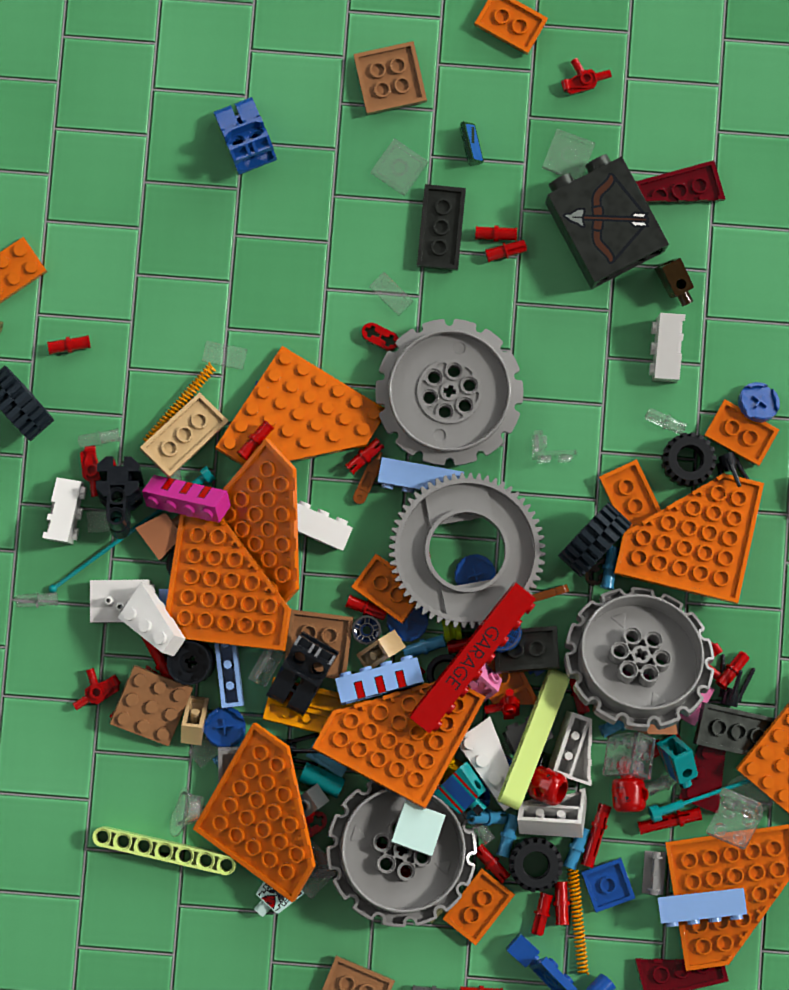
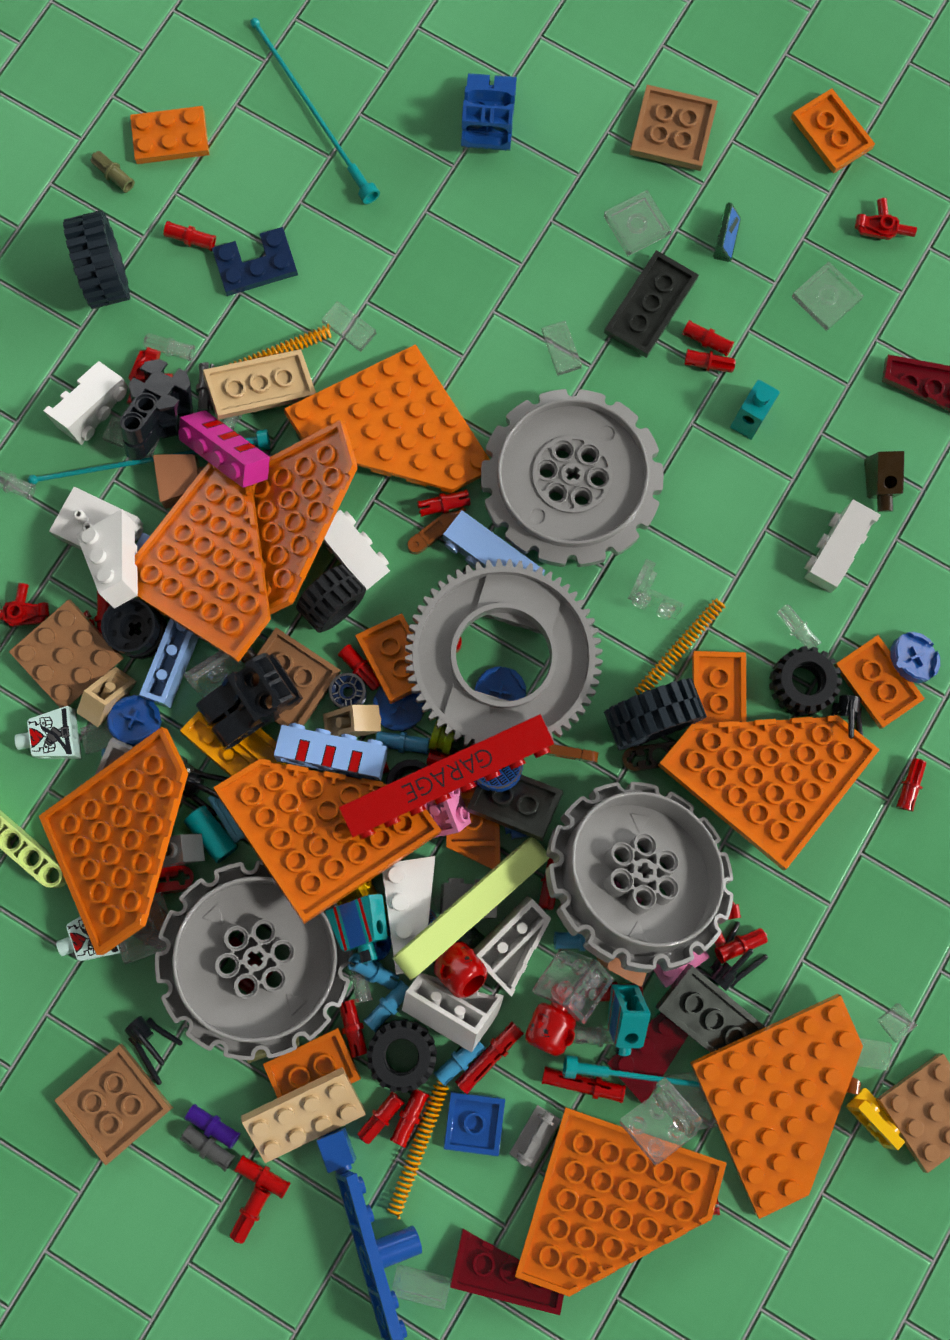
camera: 25 degrees right, 5 degrees down
(145, 336) = (273, 267): none -> dark blue plate
(149, 467) = (204, 399): none -> dark grey pin
(171, 768) = (52, 735): none -> light aqua torso
(185, 243) = (368, 191): none -> teal piece
(186, 811) = (43, 792): clear piece -> none
(255, 440) = (344, 414): red pin -> none
(321, 570) = (331, 598): none -> black tyre
(346, 940) = (139, 1034): none -> black plant
(382, 332) = (529, 380): red beam -> none
(418, 828) = (284, 942): light aqua tile -> none
(429, 978) = (212, 1126): none -> dark purple pin
(488, 938) = (303, 1115): none -> tan plate
(508, 705) = (463, 854): red piece -> none
(557, 273) = (755, 406): none -> teal torso
(587, 479) = (682, 644): none -> light orange piece
(605, 220) = (837, 378): pearl dark grey brick -> none
(609, 567) = (655, 755): dark azure pin -> none
(702, 905) = (573, 1208): light blue brick -> none

